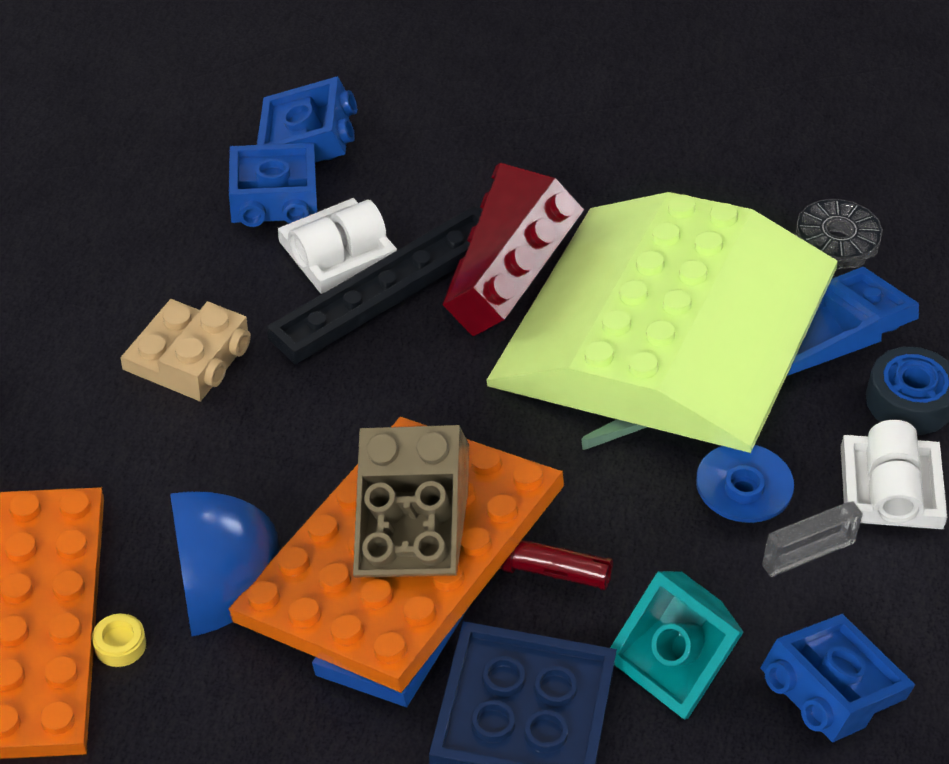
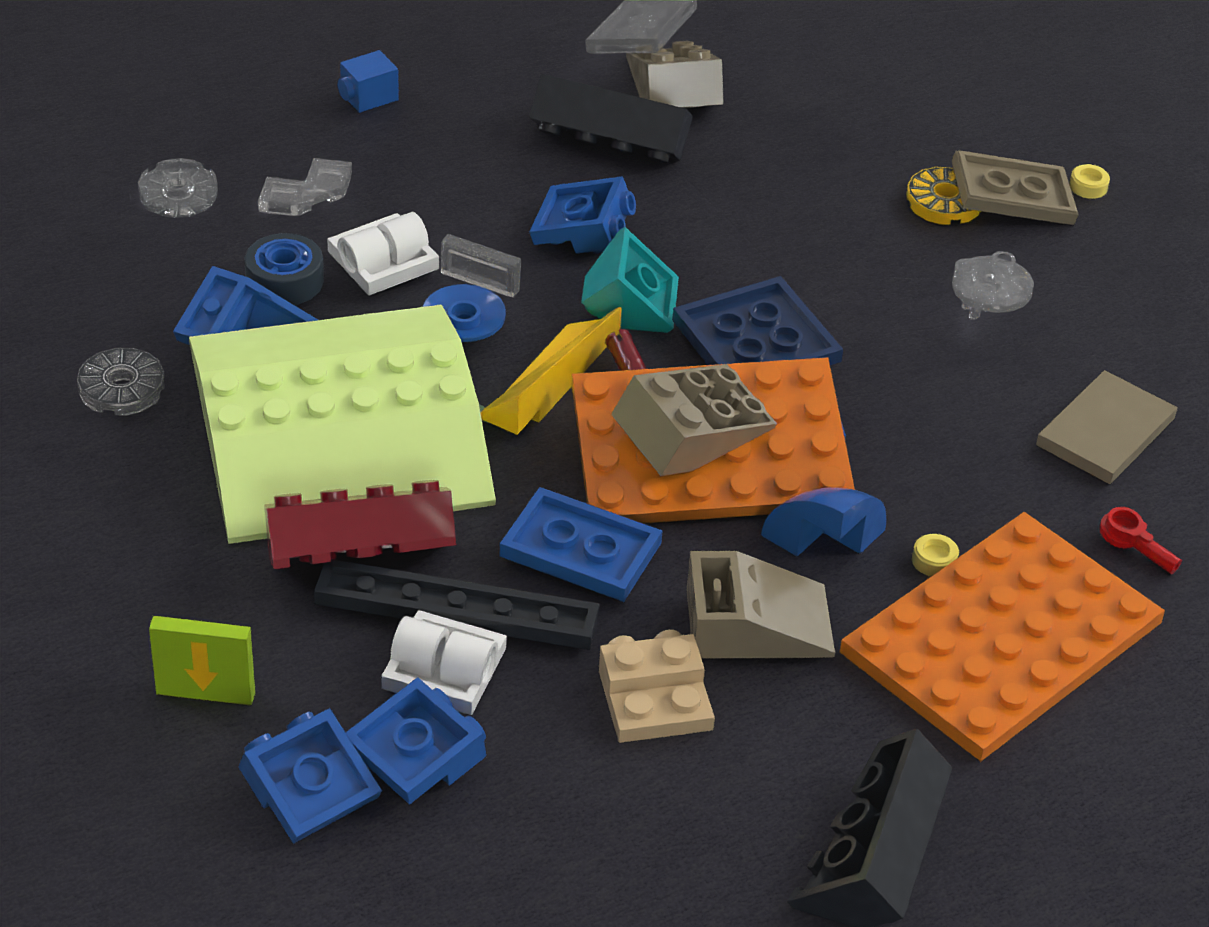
camera: 130 degrees left, 5 degrees down
(183, 438) = (755, 609): none -> dark tan slope
(375, 390) = (581, 544): none -> blue plate
(448, 104) = (202, 660): none -> lime tile
(605, 497) = (551, 373): none -> yellow wedge

